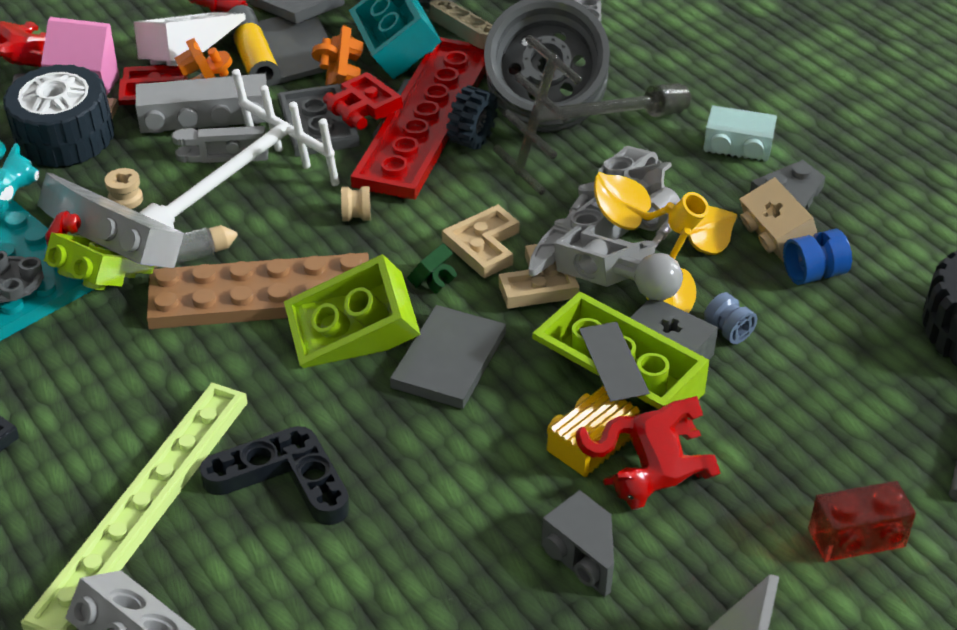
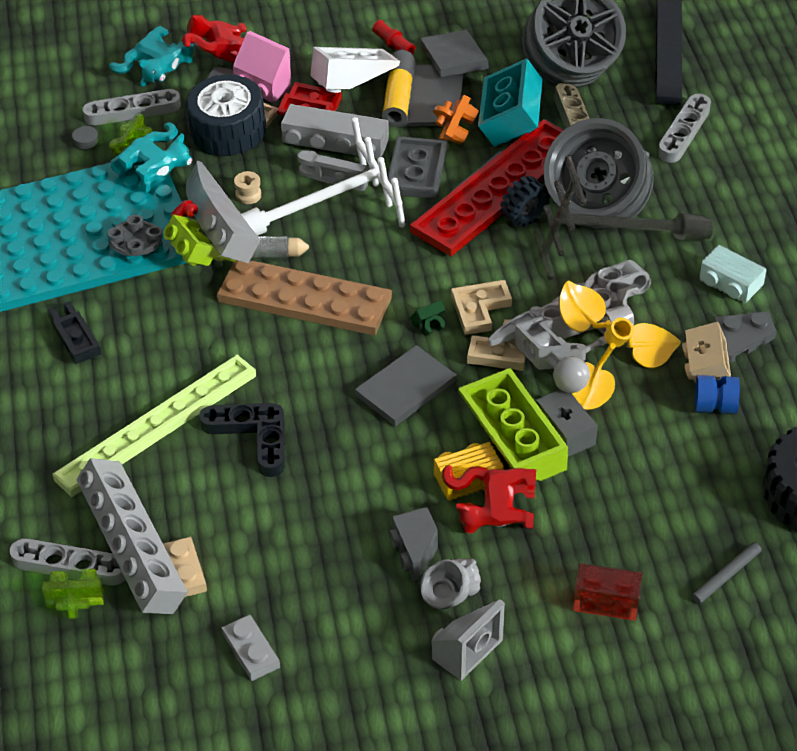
camera: 25 degrees right, 5 degrees up
(193, 60) = (352, 101): orange hips -> none
(352, 314) = (352, 335): lime slope -> none
(355, 203) = (403, 248): tan wheel -> none
(361, 98) = (458, 159): red plate -> none
(614, 361) = (501, 426): dark grey sticker -> none
(663, 580) = (450, 582): none -> light grey hair
(728, 316) = (619, 421): sand blue wheel -> none

